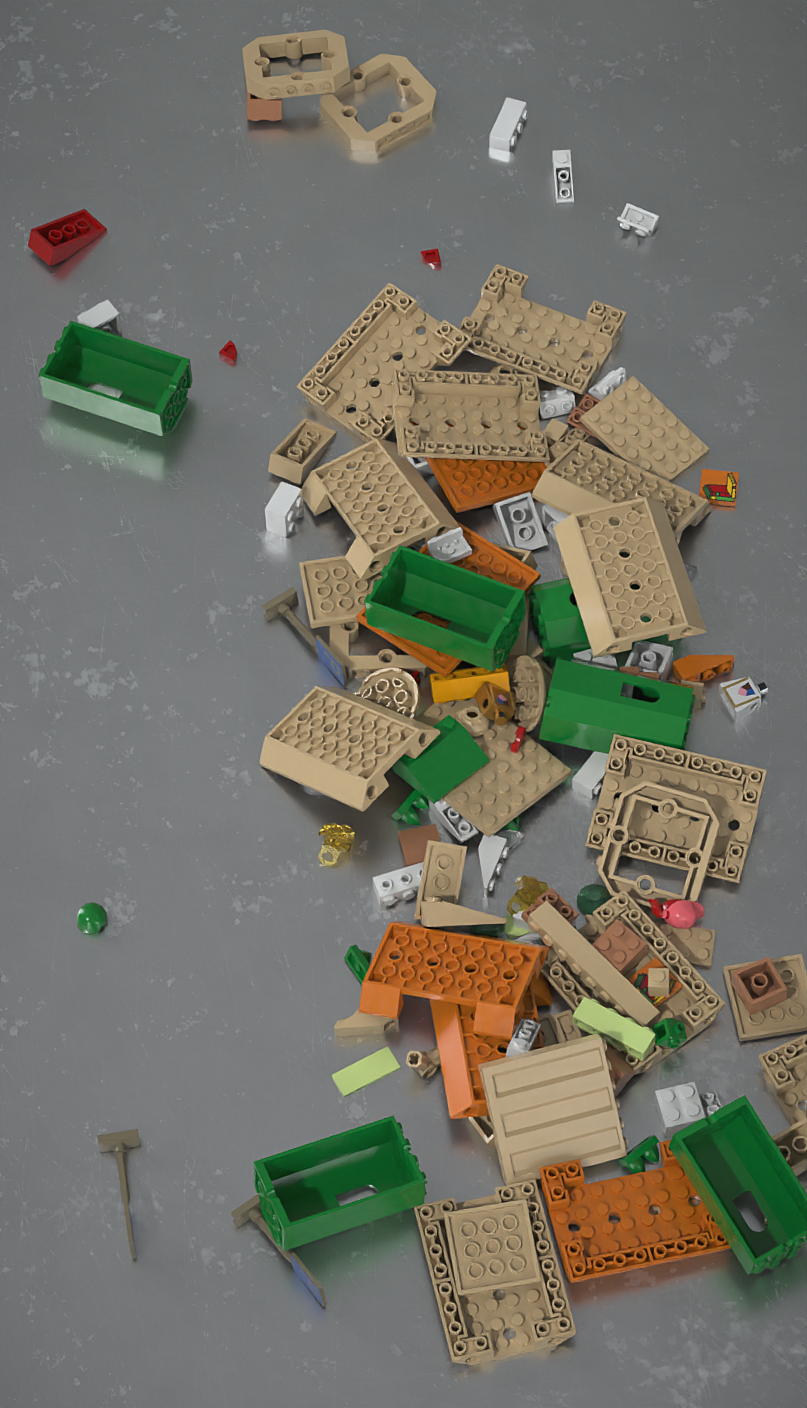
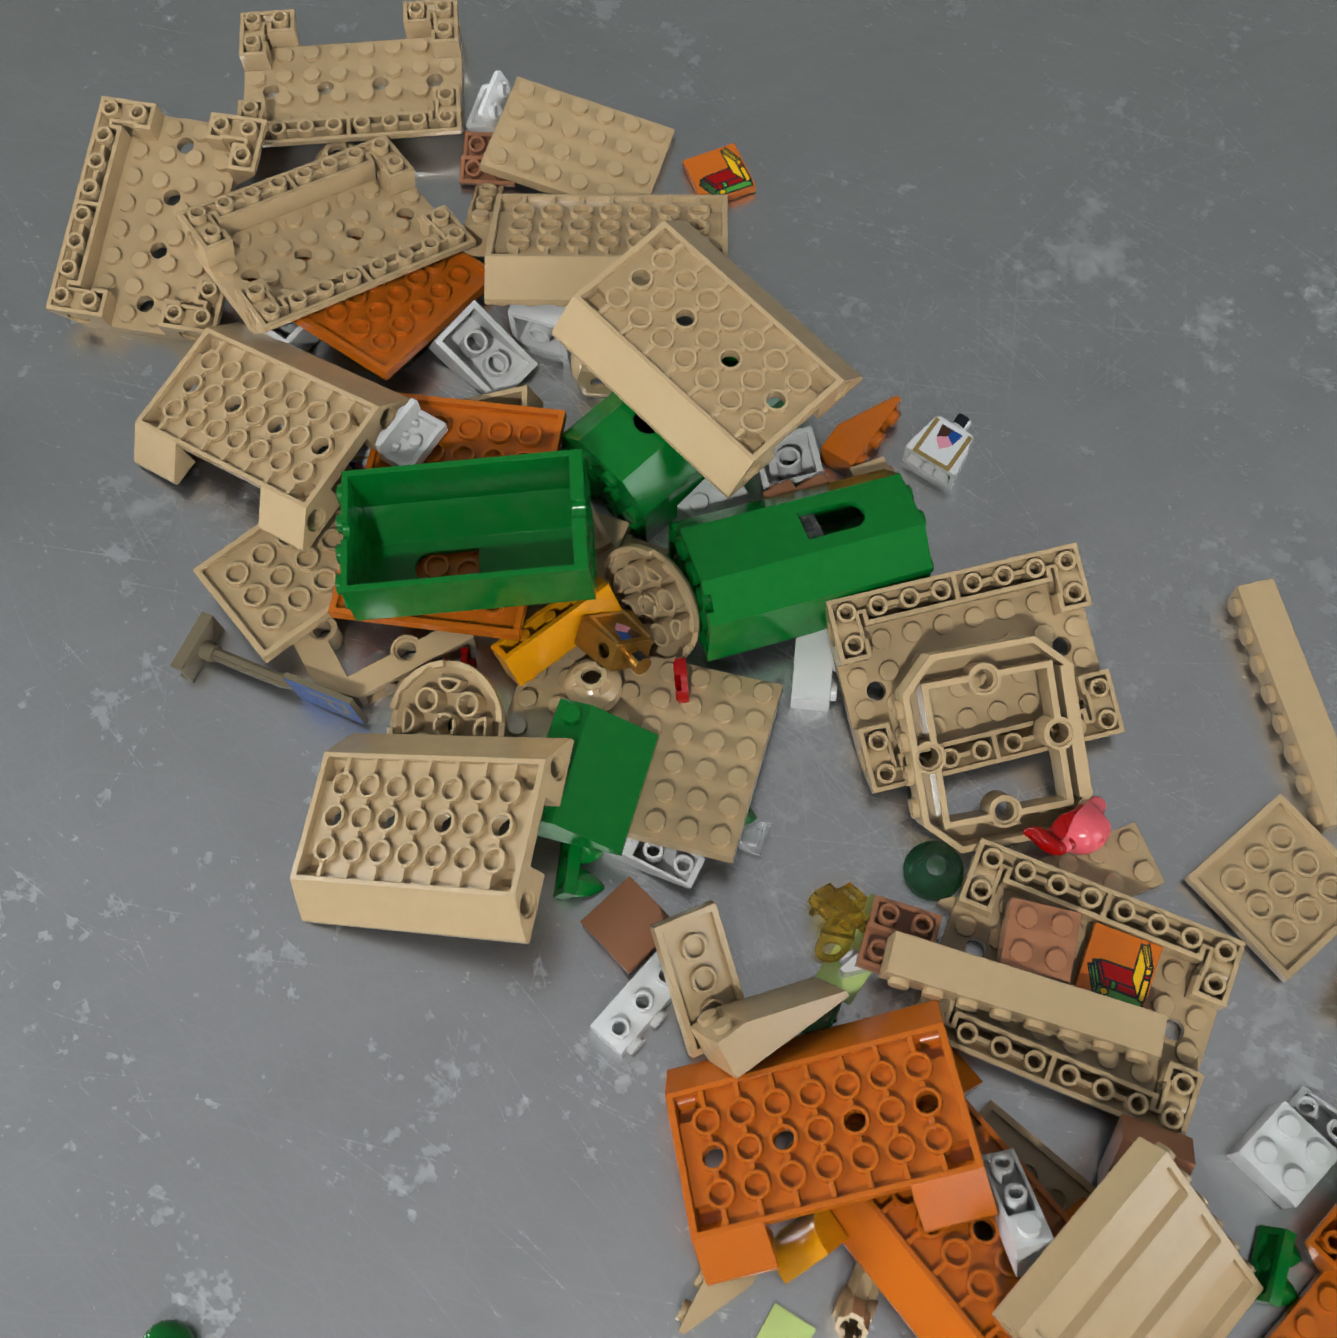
camera: 30 degrees left, 10 degrees up
(284, 509) = (125, 498): white brick -> none
(300, 451) = (103, 400): tan slope -> none
(336, 838) = (497, 997): clear yellow piece -> none
(358, 961) = (644, 1180): green tile -> none
(418, 1022) = (807, 1242): none -> light orange brick
(431, 257) = (144, 48): red tile -> none
(490, 856) = (744, 891): white slope -> none
(555, 431) = (457, 199): tan brick -> none
(556, 402) = (433, 162): white bracket -> none
(565, 1026) = (1034, 1113): tan plate -> none
(615, 1029) = (1124, 1086): yellowish green brick -> none
(658, 982) = (1136, 967): tan brick -> none
(670, 1033) = (1201, 1040): green brick -> none
(759, 986) = (1273, 885): nougat brick -> none

